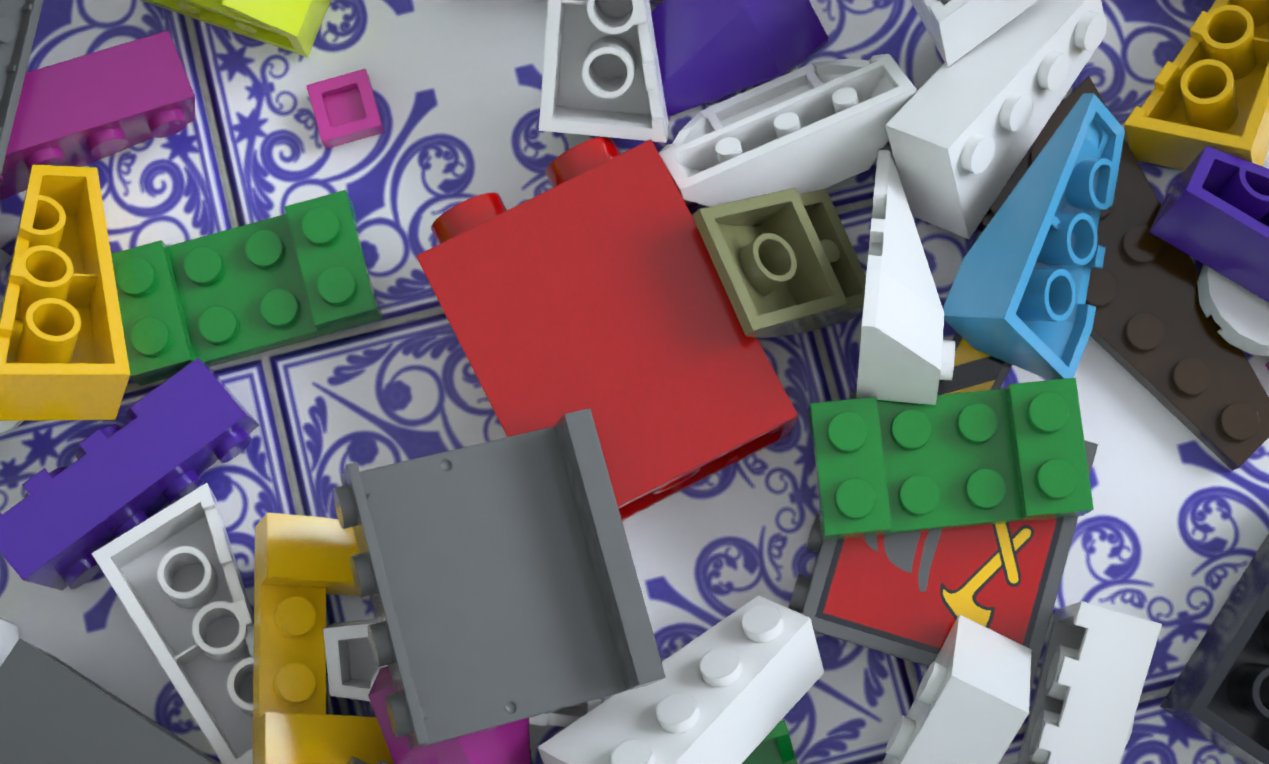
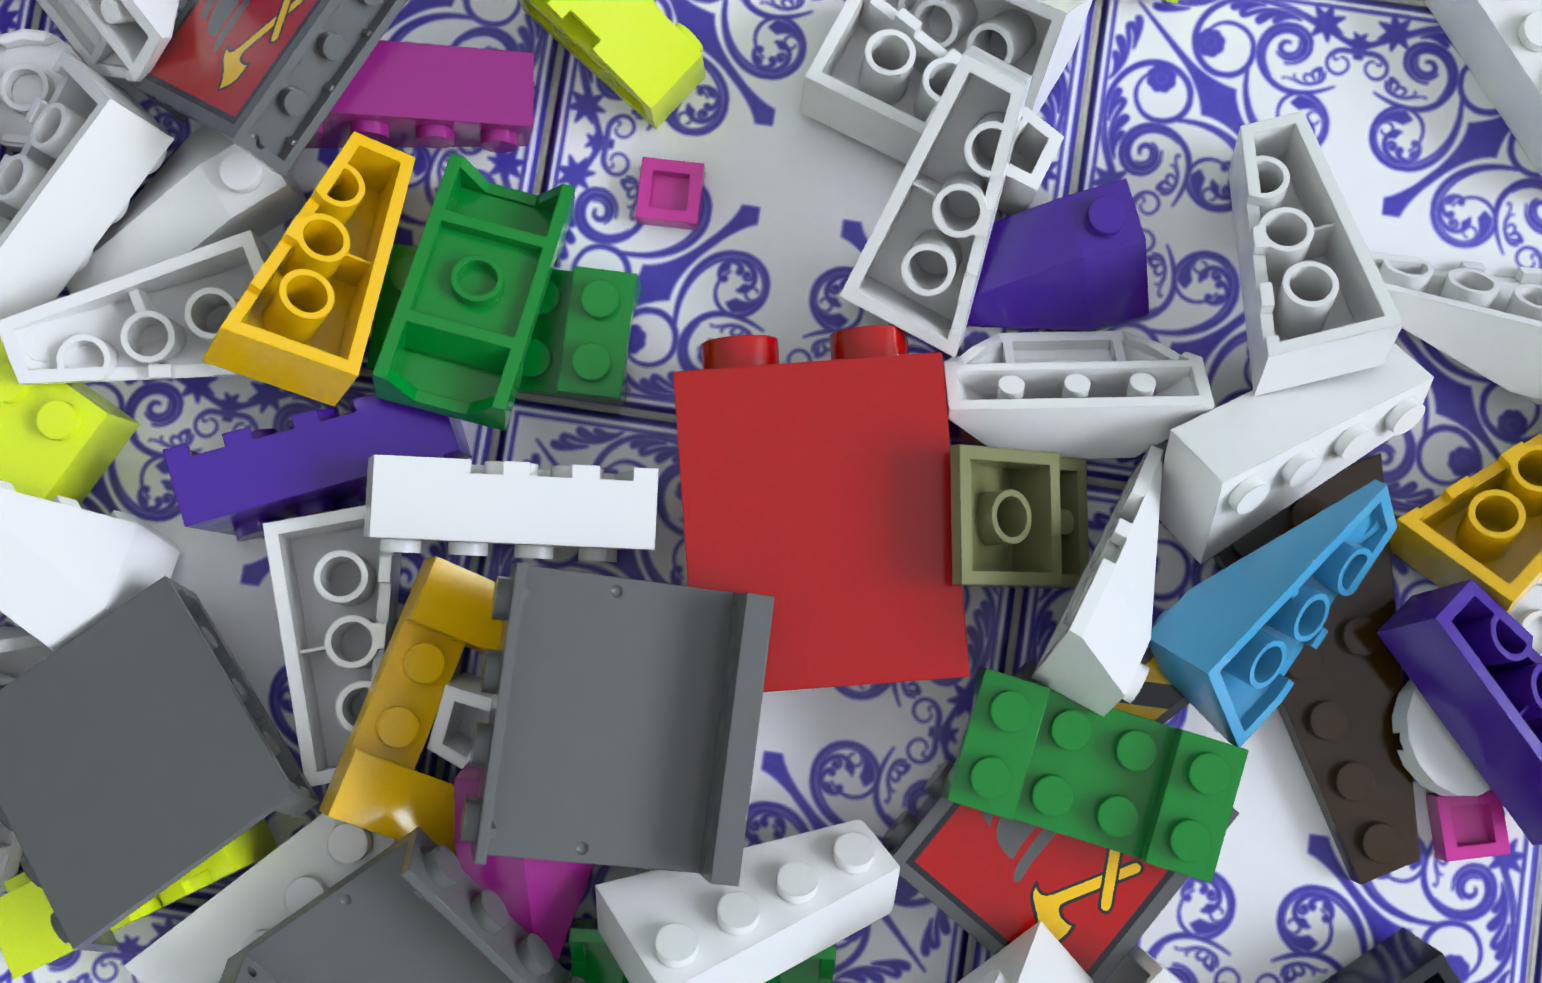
camera: 20 degrees right, 5 degrees up
(204, 271) = (473, 297): none -> green piece
(307, 447) = (509, 505): none -> white wedge

